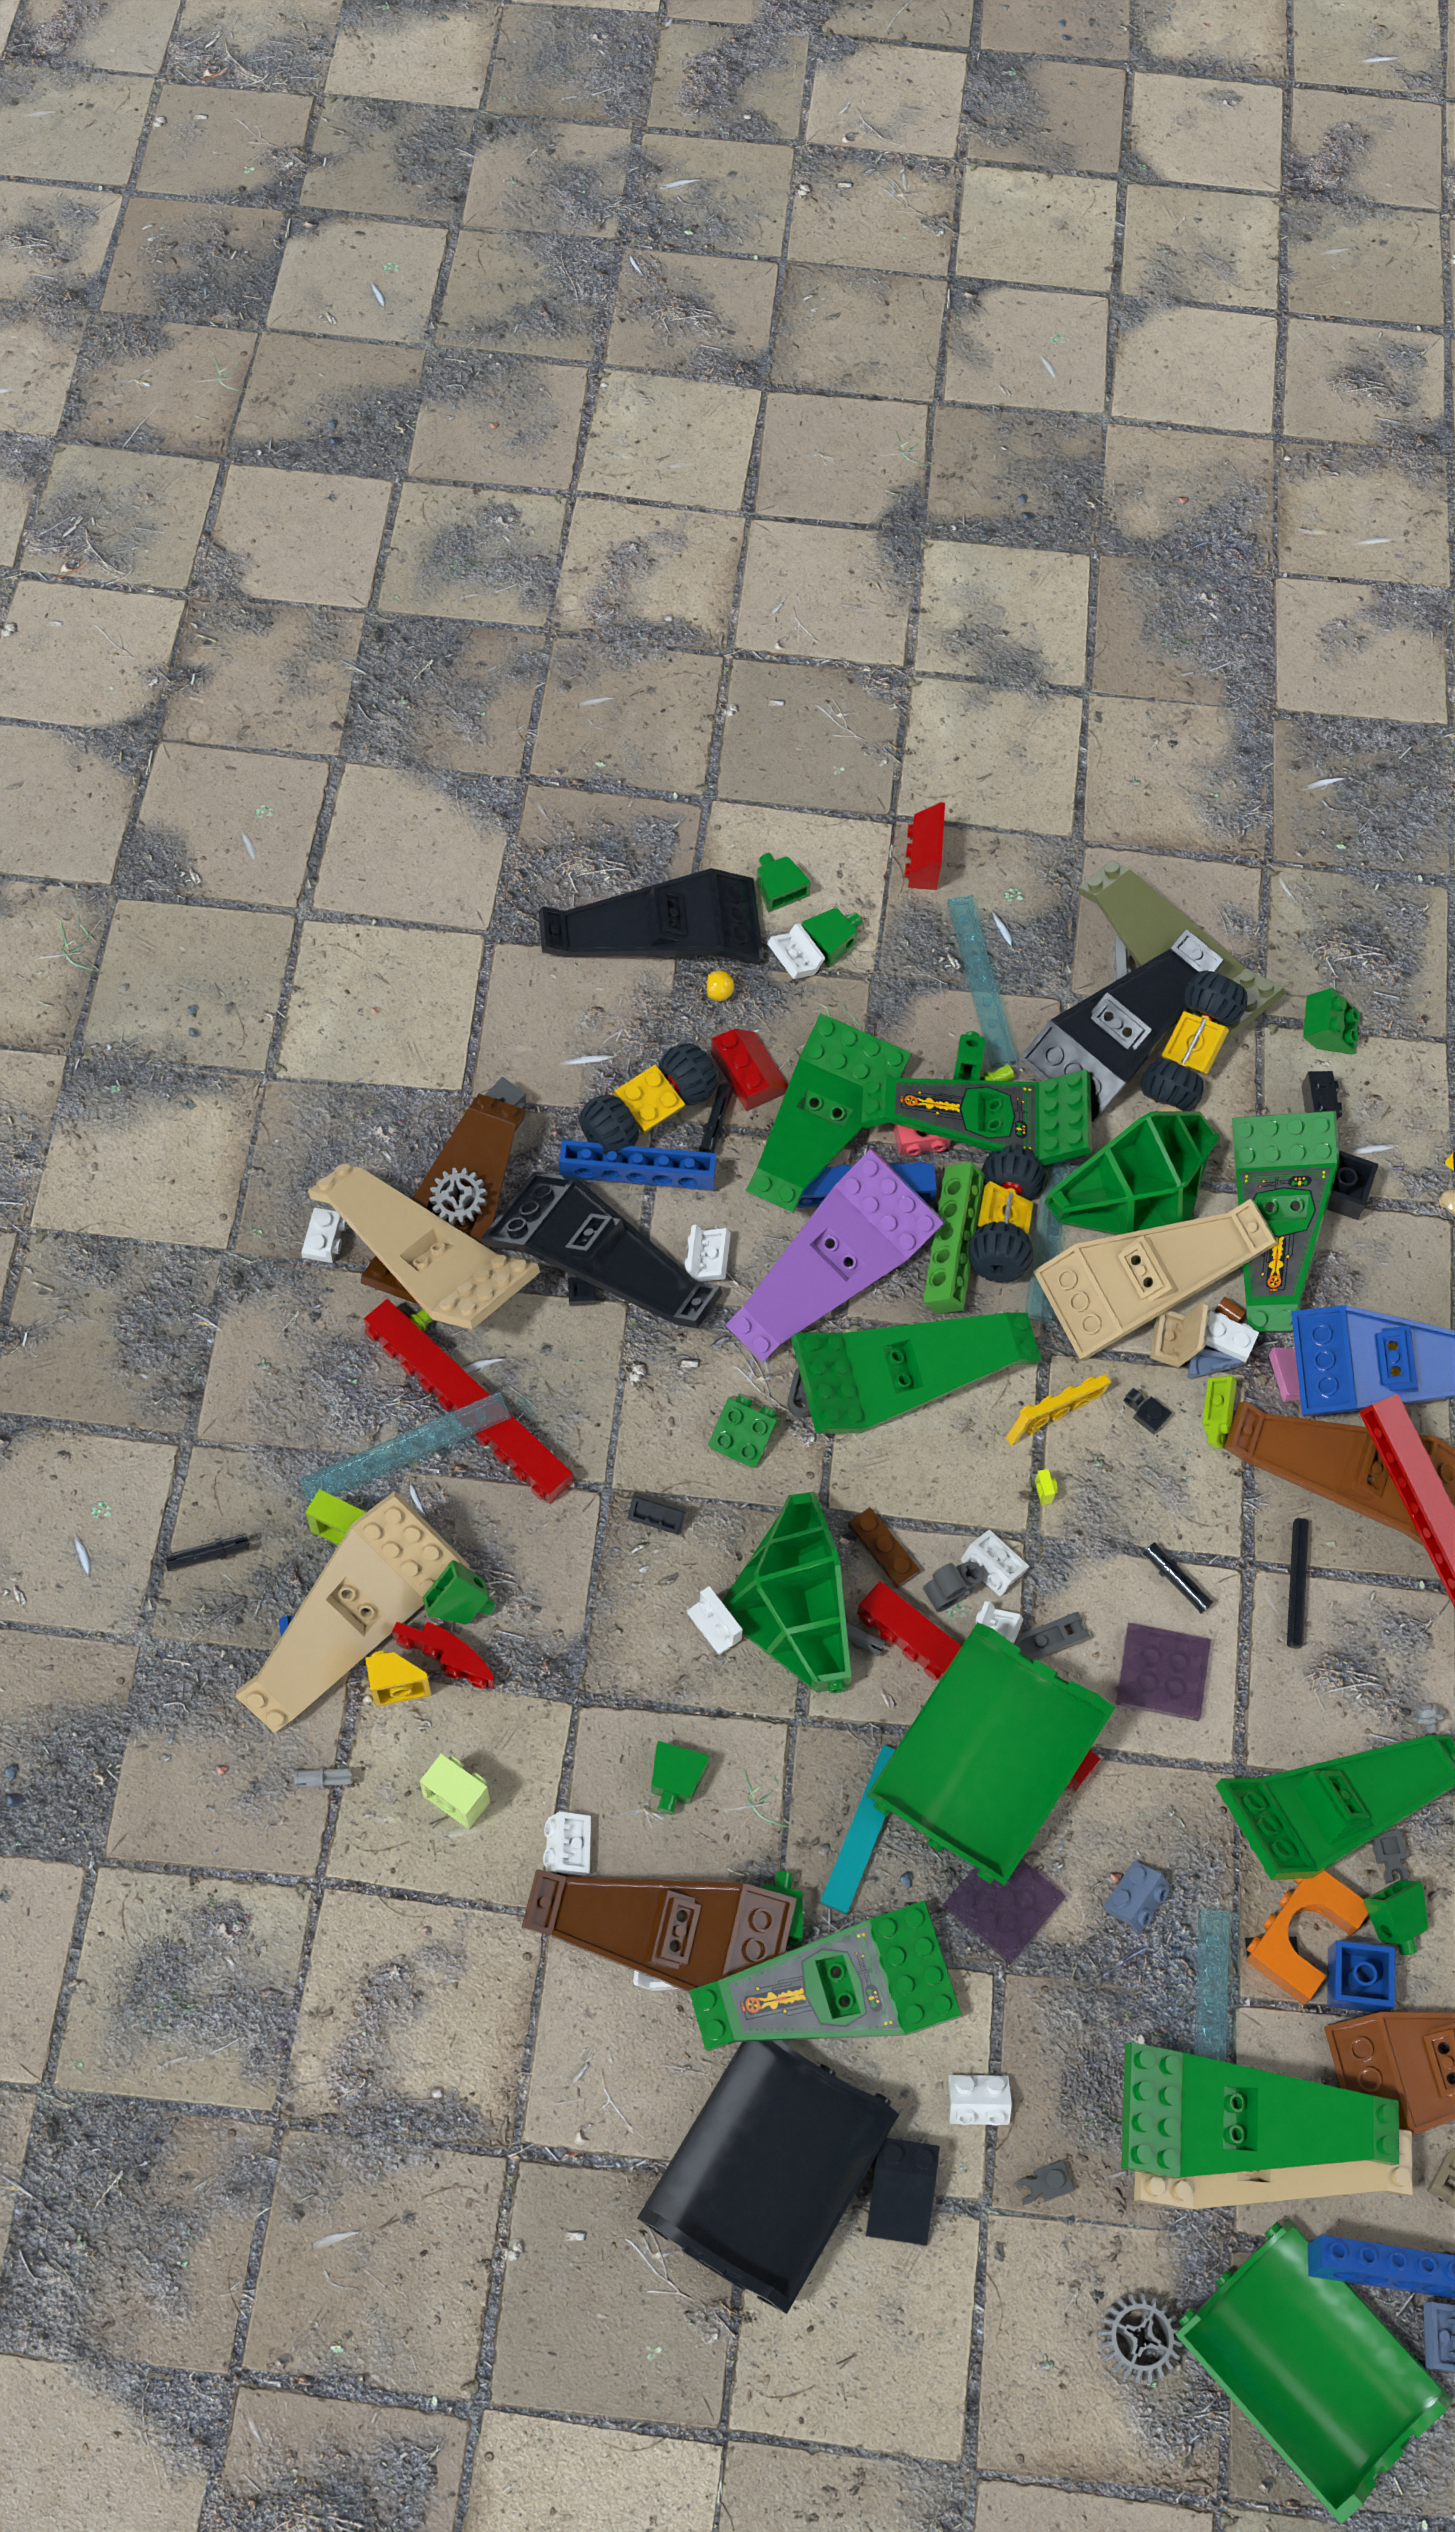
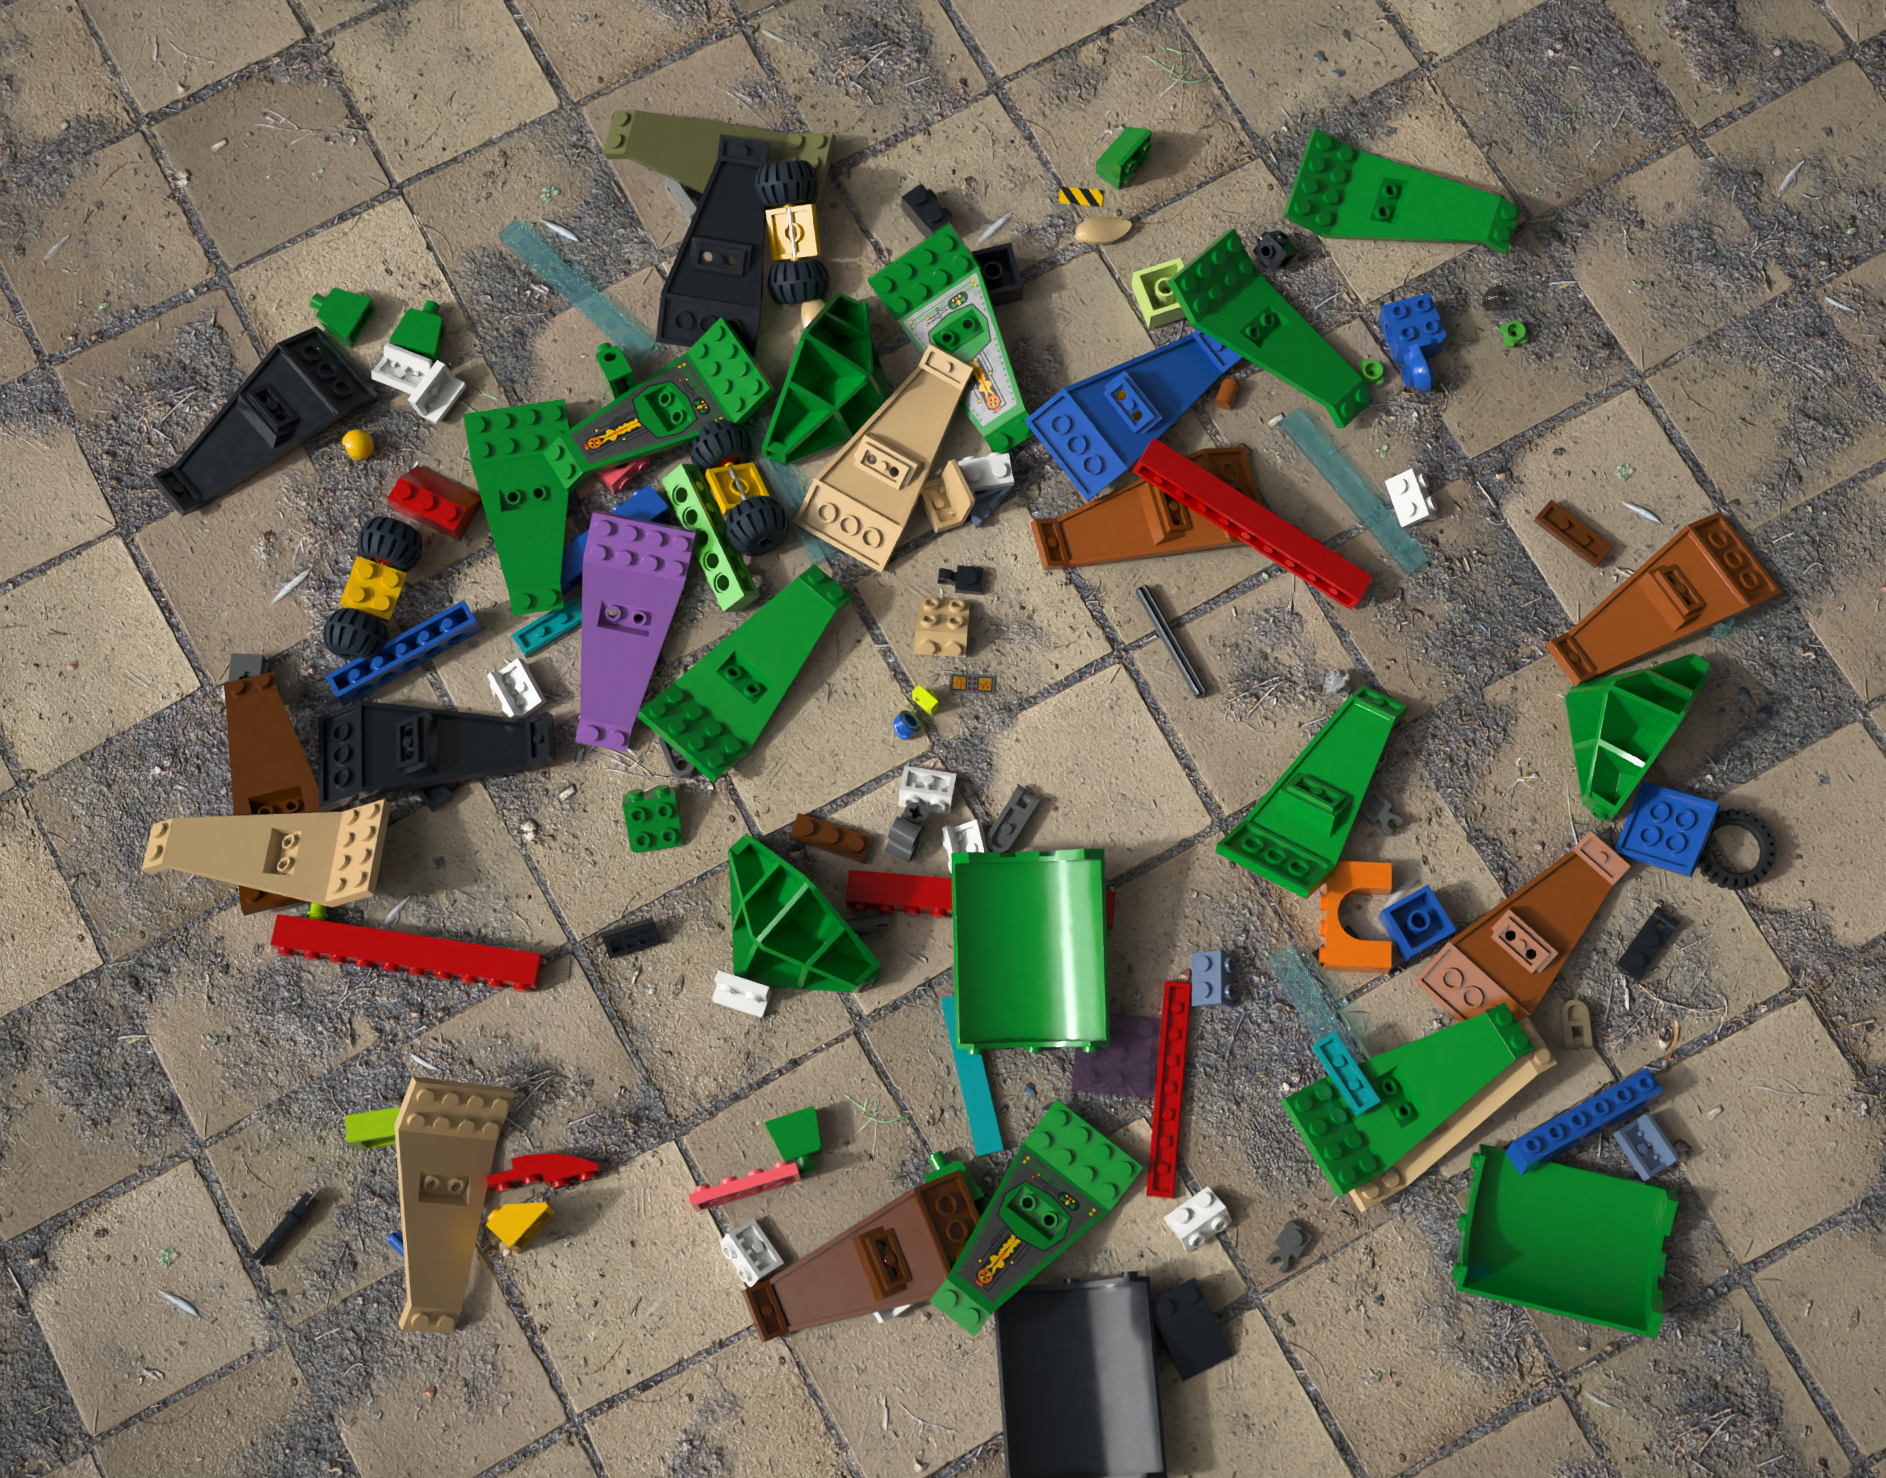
camera: 30 degrees left, 10 degrees up
(322, 1777) = (518, 1340): light grey axle -> none
(323, 1235) = (180, 895): white bracket -> none
(407, 1447) = (386, 1029): clear light blue tile -> none
(448, 1196) = (282, 777): light grey gear -> none
(455, 1790) = (633, 1275): yellowish green brick -> none
(458, 1595) = (520, 1120): green torso -> none
(611, 1786) = (734, 1189): none -> coral plate
(713, 1129) = (443, 576): black pin -> none
(769, 1223) = (549, 627): none -> teal tile
(810, 985) = (436, 393): none -> white bracket
(925, 848) = (447, 200): red slope -> none
(1002, 1074) = (649, 368): lime pin -> none
(1014, 1497) = (906, 725): none -> blue tile
(1030, 1966) = (1168, 1090): none -> red tile
(1054, 1408) = (888, 629): yellow wing -> none
(1095, 1502) = (972, 683): none -> sticker
(1101, 1438) = (942, 627): none -> tan bracket
(1154, 2345) = (1432, 1322): light grey gear -> none
(1163, 1671) = (1115, 786): clear purple plate -> none
(1169, 1568) = (1077, 702): black pin -> none
(1203, 2061) = (1345, 1074): none -> teal plate
(1218, 1409) = (1018, 539): lime hinge -> none
(1231, 1310) = (973, 448): dark orange piece -> none
(1286, 1374) = (1048, 469): bright pink slope -> none
(1331, 1022) = (890, 137): green slope -> none
(1399, 1914) = (1414, 855): green torso -> none

